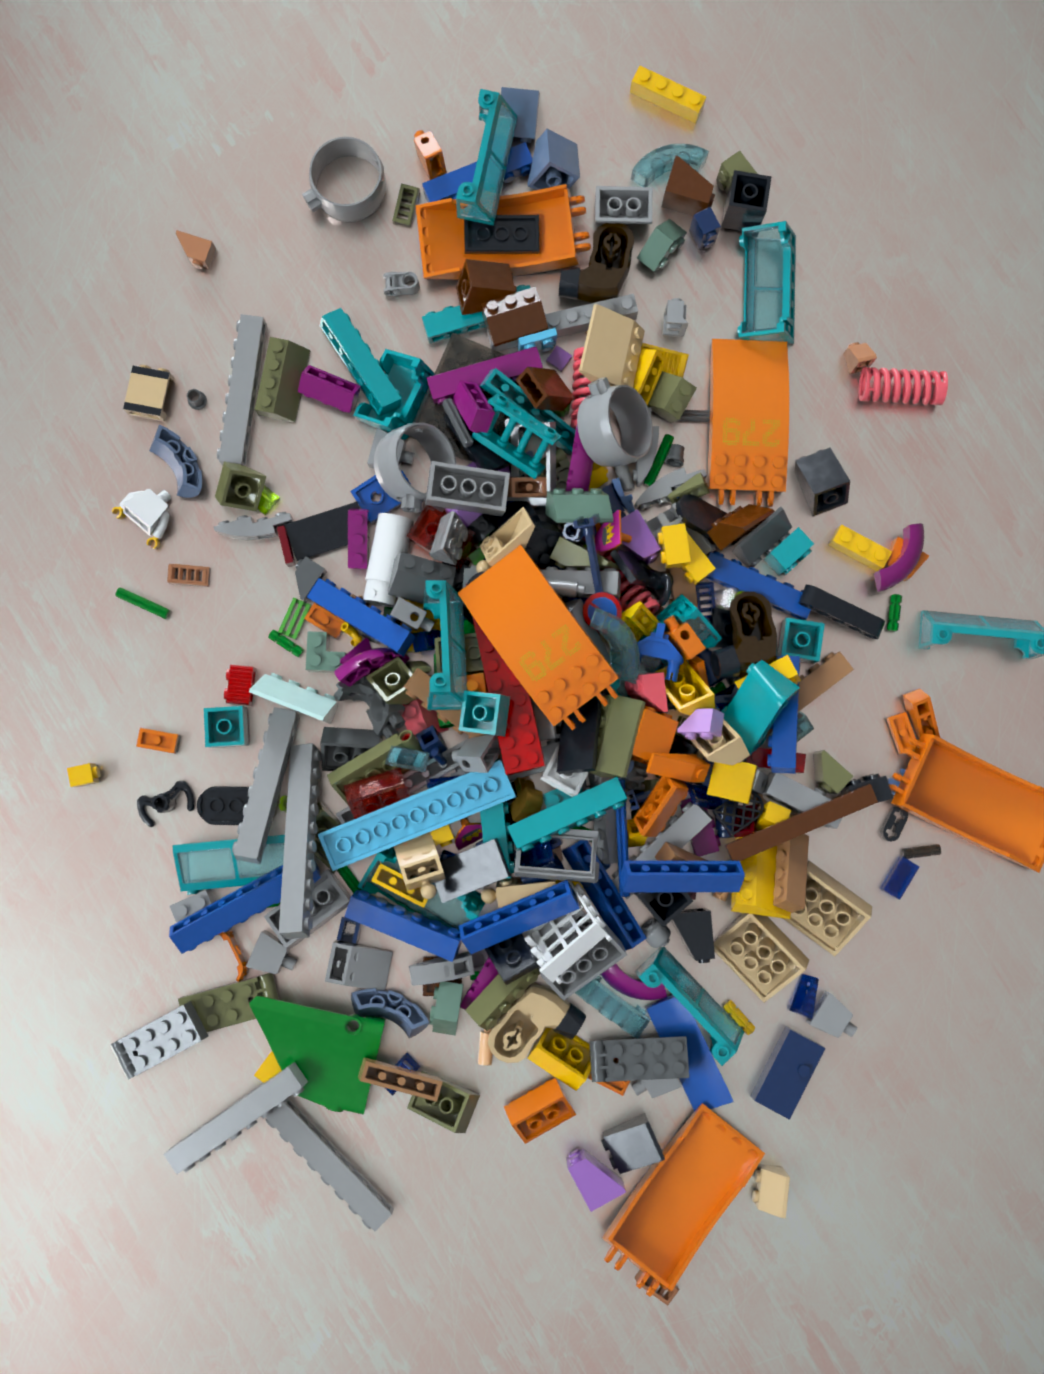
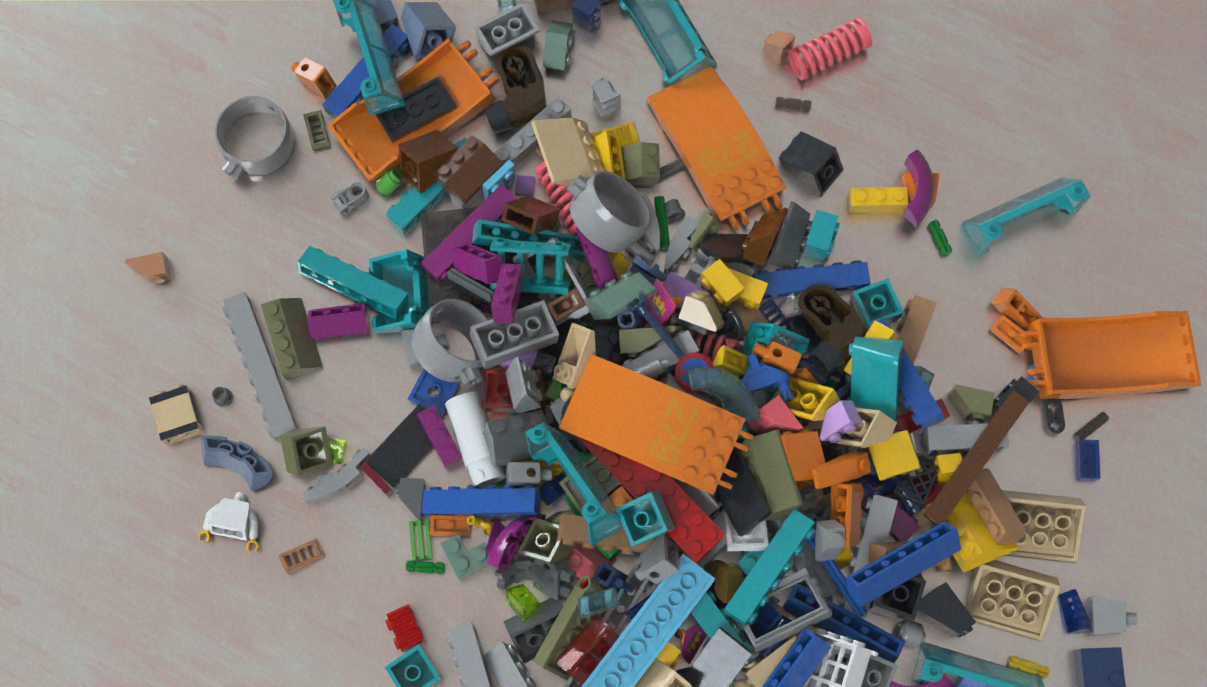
camera: 25 degrees left, 10 degrees down
(142, 603) = (272, 605): green axle -> none
(296, 698) = (463, 610): light aqua slope -> none
(349, 719) = (522, 602): none -> clear neon green slope
(442, 288) = (389, 181): none -> bright green brick
(480, 449) = (507, 293): none -> magenta brick
(631, 819) = (828, 540): none -> light grey slope
(641, 561) = (701, 311): none -> tan slope
(839, 418) = (791, 103): none -> clear smoke axle
(841, 611) = (896, 260): black beam -> none

